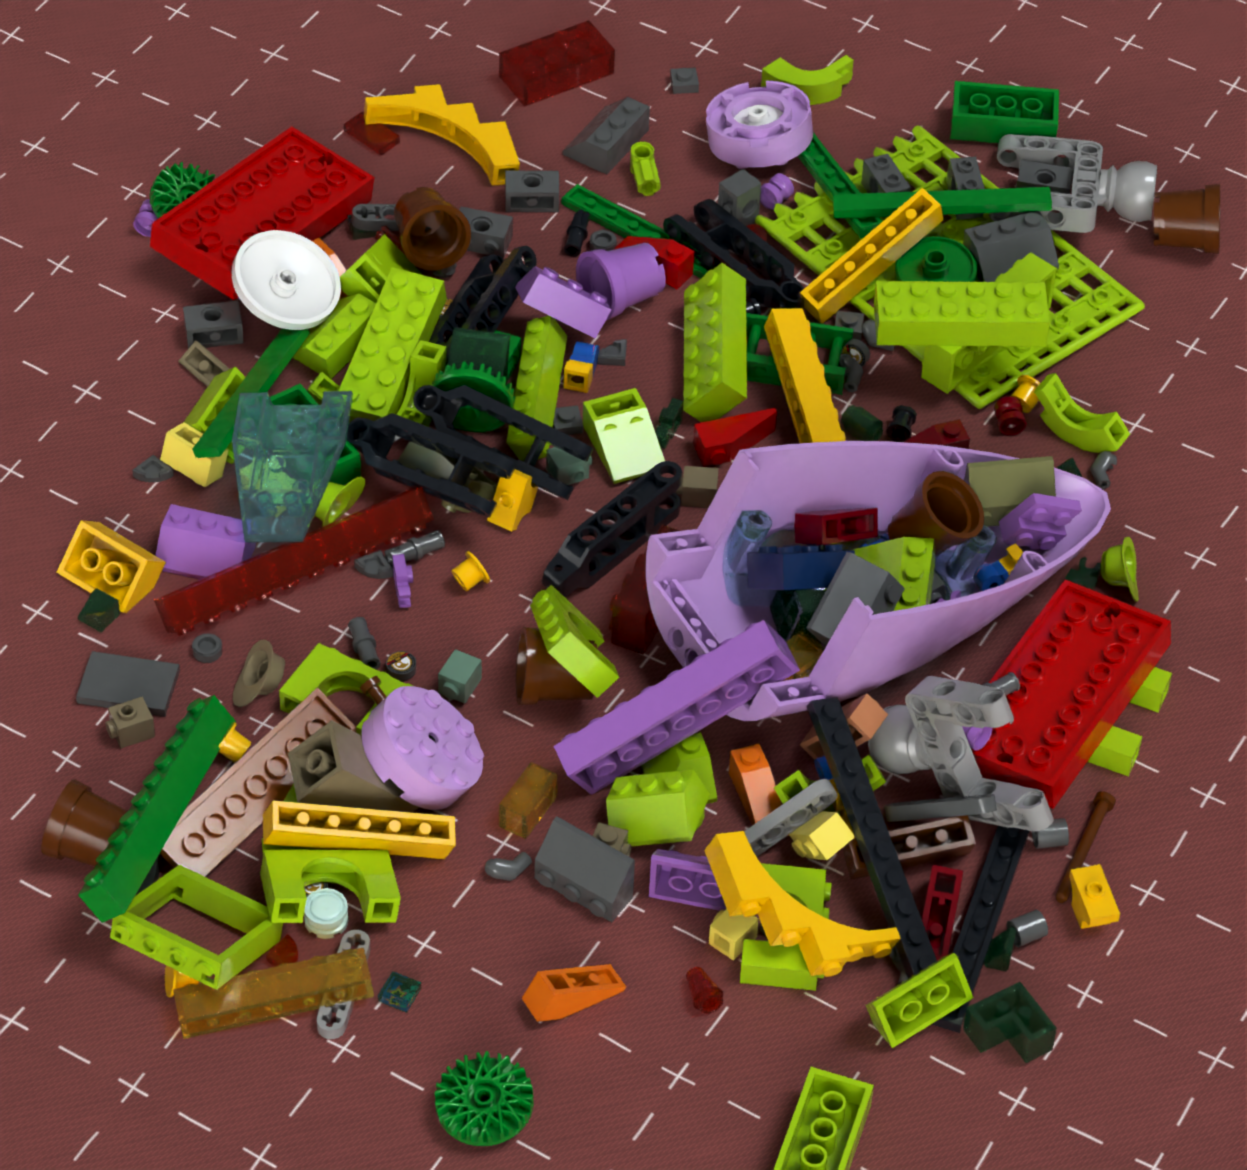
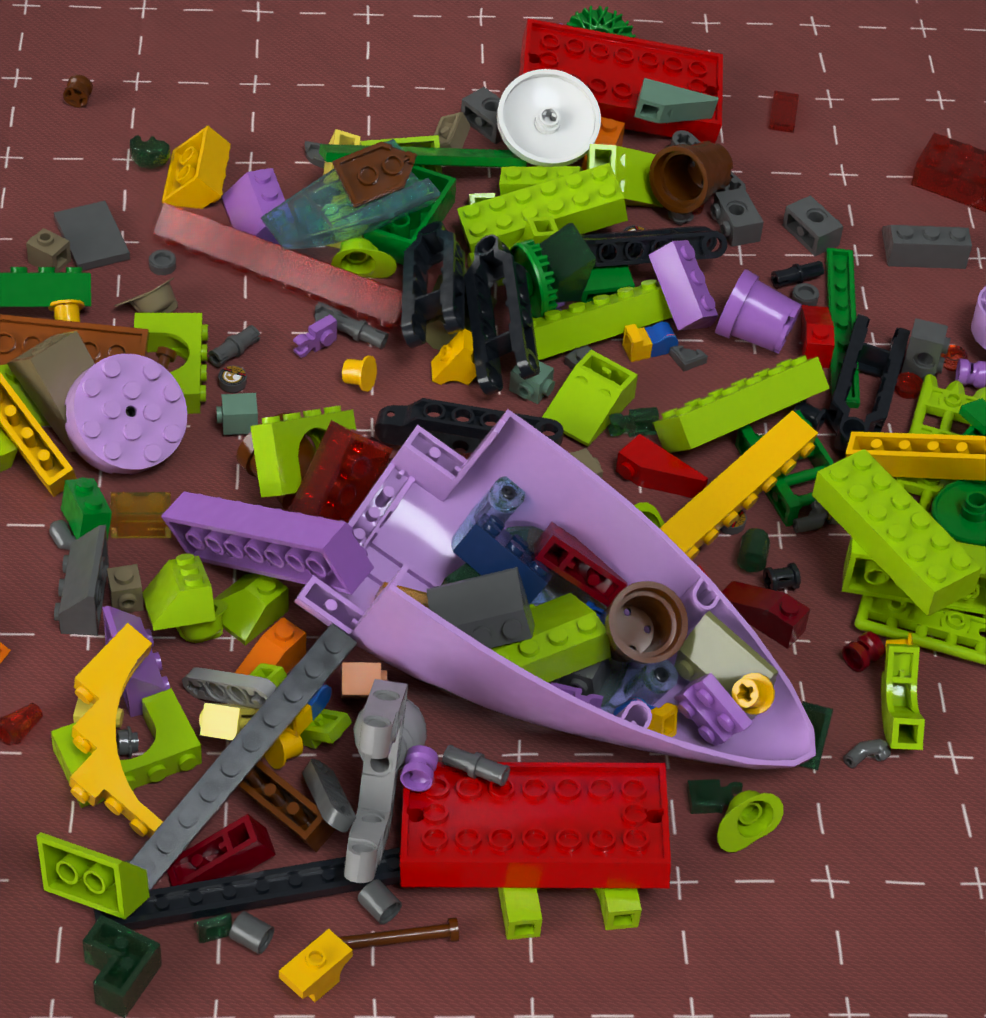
camera: 55 degrees right, 0 degrees up
(55, 587) = (149, 153): none -> clear green hair
(99, 610) = (149, 188): clear green slope -> none
(274, 428) = (374, 172): none -> reddish brown tile
(332, 195) = (669, 103): none -> sand green slope
(427, 110) = (841, 150): yellow arch -> none
(500, 833) = (85, 506): none -> green brick
(632, 633) = (340, 473): none -> clear red brick
(644, 168) = (912, 279): lime piece -> none
(1053, 482) = (754, 693): none -> yellow piece

